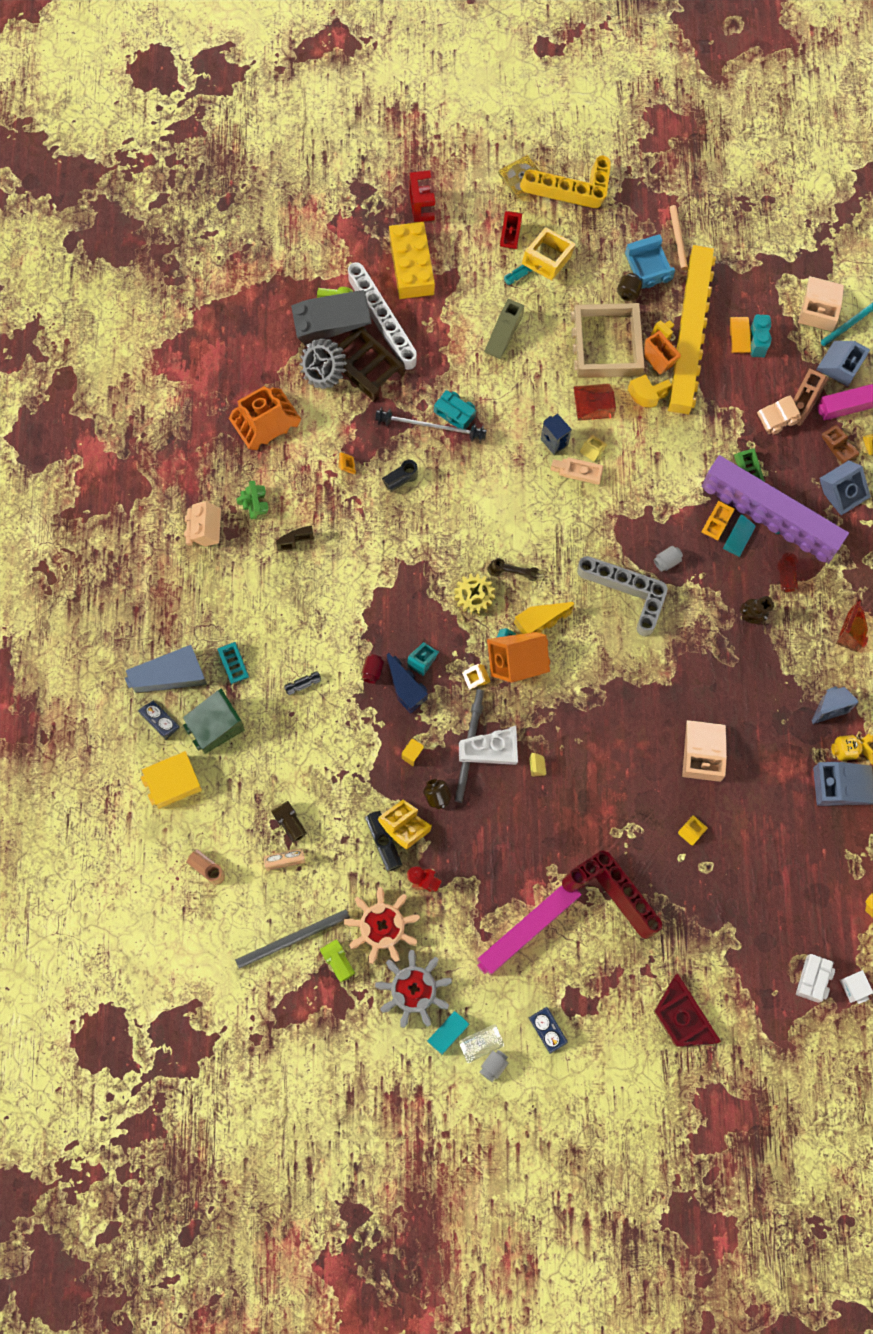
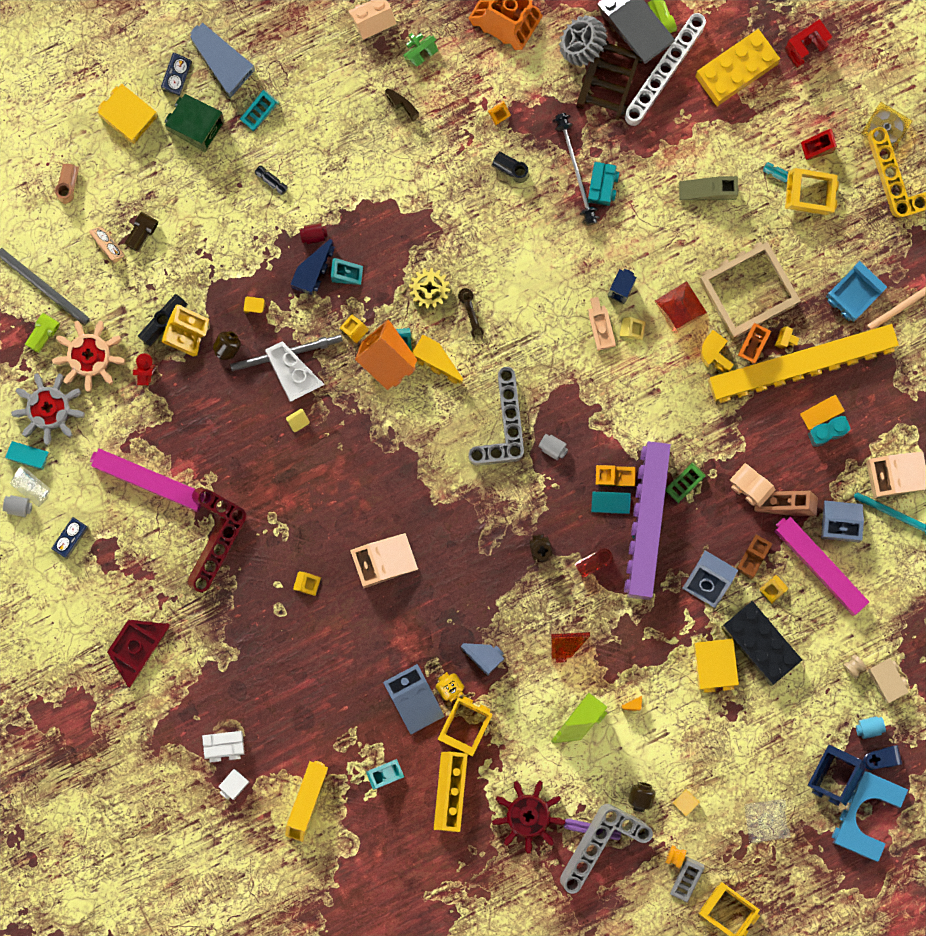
camera: 65 degrees right, 10 degrees up
(629, 287) = (816, 284): dark brown head -> none

